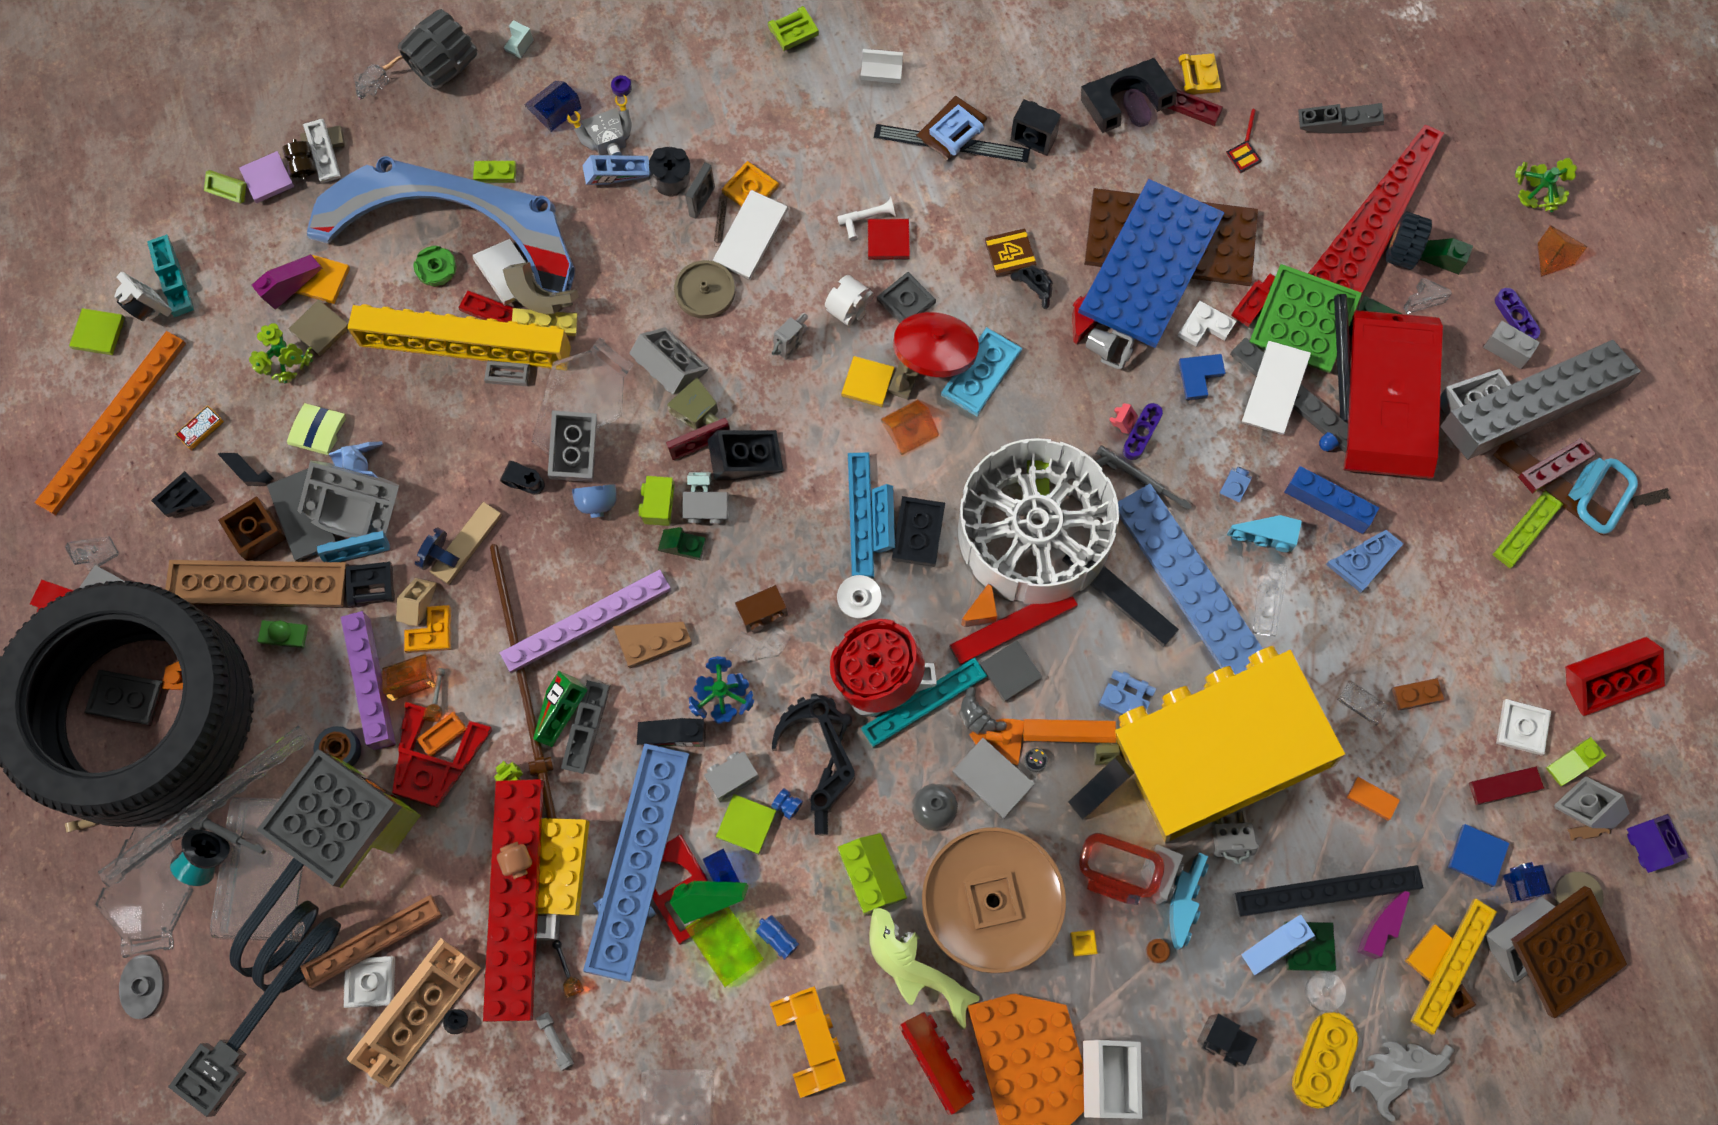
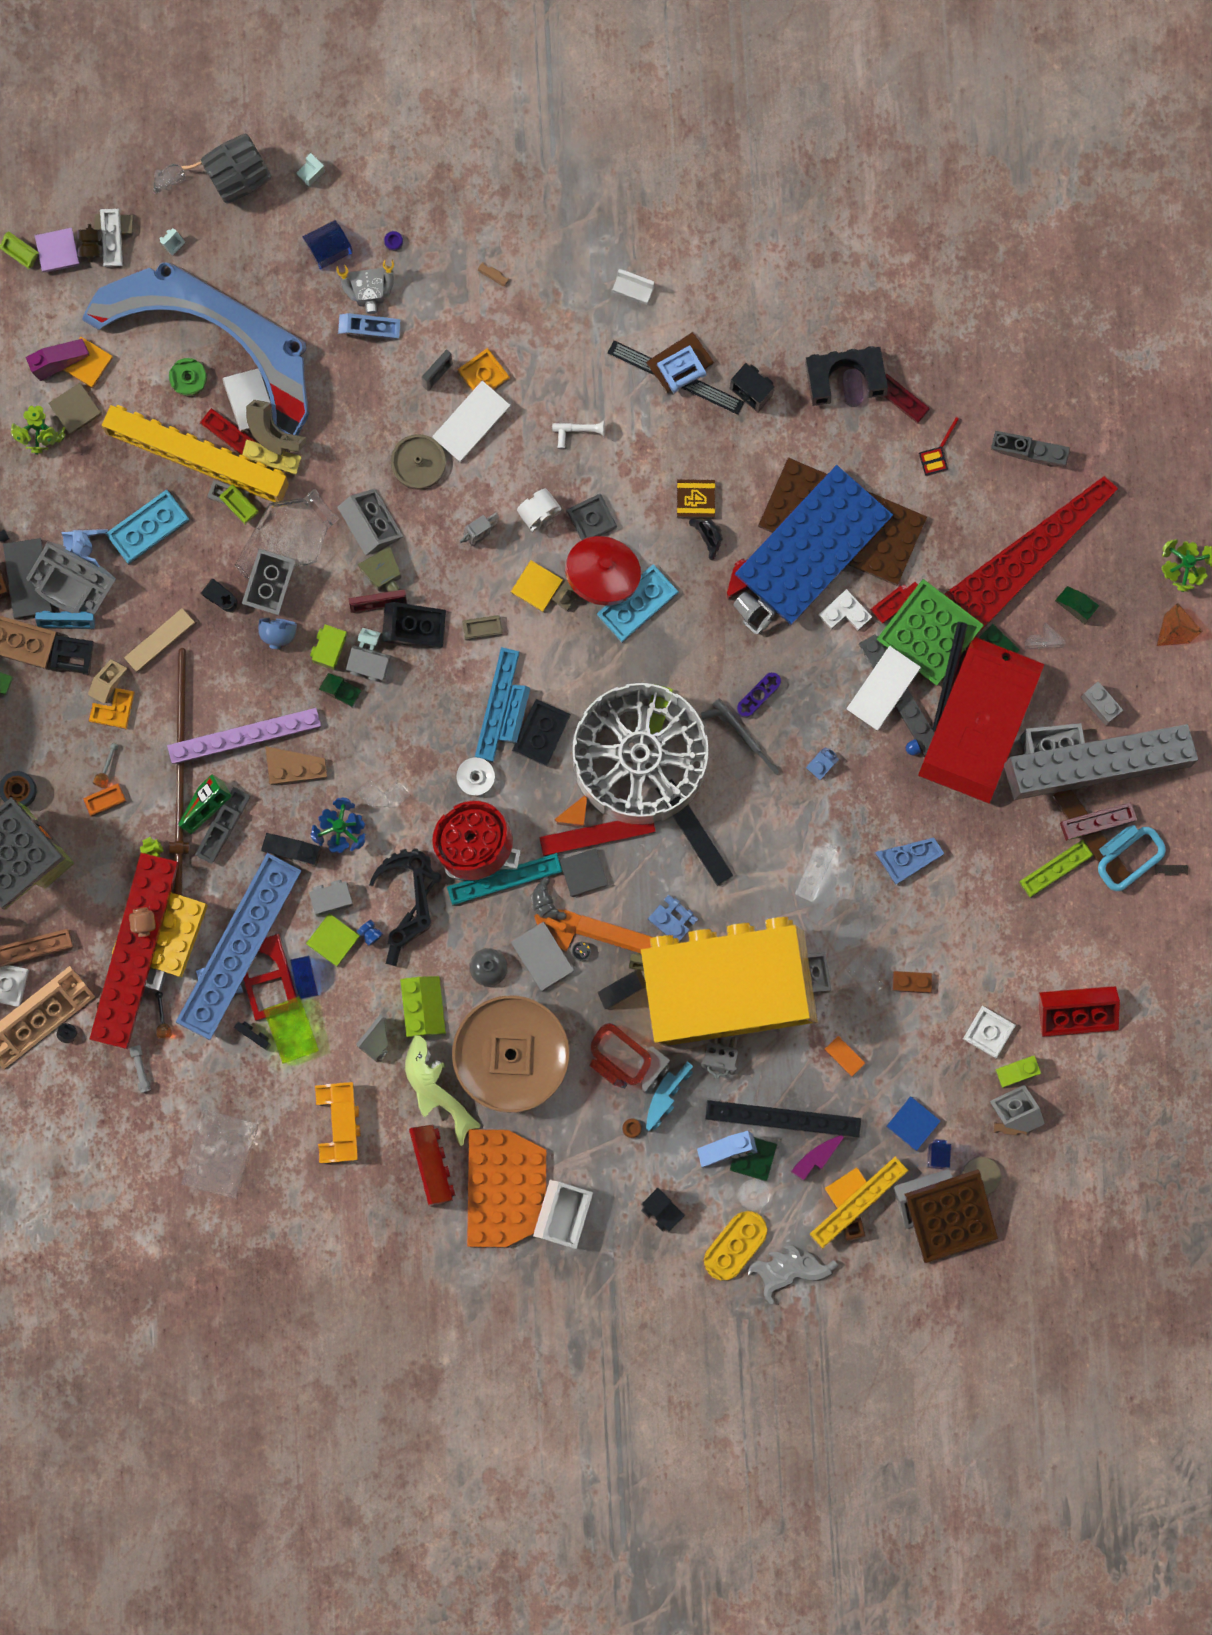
camera: 10 degrees right, 10 degrees up
(316, 429) = (54, 503): yellowish green slope -> none
(367, 681) = (54, 738): medium lavender brick -> none
(388, 139) = (172, 241): none -> light aqua tile
(407, 677) = (86, 743): clear orange slope -> none
(425, 428) = (147, 526): none -> medium azure tile
(427, 777) = (82, 831): red wing -> none
(433, 549) = (131, 641): dark blue tile -> none
(495, 171) = (260, 297): lime plate -> none
(520, 378) = (238, 504): none -> lime tile
(669, 170) = (424, 336): black brick -> none
(671, 958) = (246, 1029): none -> black plate
(705, 897) = (284, 990): green slope -> none
(720, 226) = (449, 402): dark brown piece -> none
(733, 92) = (493, 274): none -> medium nougat piece
(761, 609) = (391, 766): reddish brown brick -> none
(774, 934) = (332, 1033): blue piece -> none
(796, 32) = (567, 229): lime plate -> none
(821, 438) = (482, 627): none -> dark tan tile
(827, 928) = (375, 1041): none -> light grey slope
(888, 239) = (592, 457): red tile -> none
(910, 426) = (561, 637): clear orange slope -> none
(1083, 943) = (575, 1106): yellow tile -> none
(1125, 418) = (746, 680): coral tile -> none
(1188, 579) = (755, 834): medium blue plate -> none
(1194, 372) = (823, 651): blue tile -> none
(1205, 71) = (926, 369): yellow plate -> none
(1274, 531) = (839, 813): medium azure slope -> none
(1331, 500) = (896, 799): blue brick -> none
(1409, 240) = (1044, 585): black wheel -> none
(1503, 306) = (1112, 664): dark purple beam -> none
(1506, 785) = (956, 1075): dark red tile -> none
(1657, 843) = (1059, 1153): dark purple slope -> none

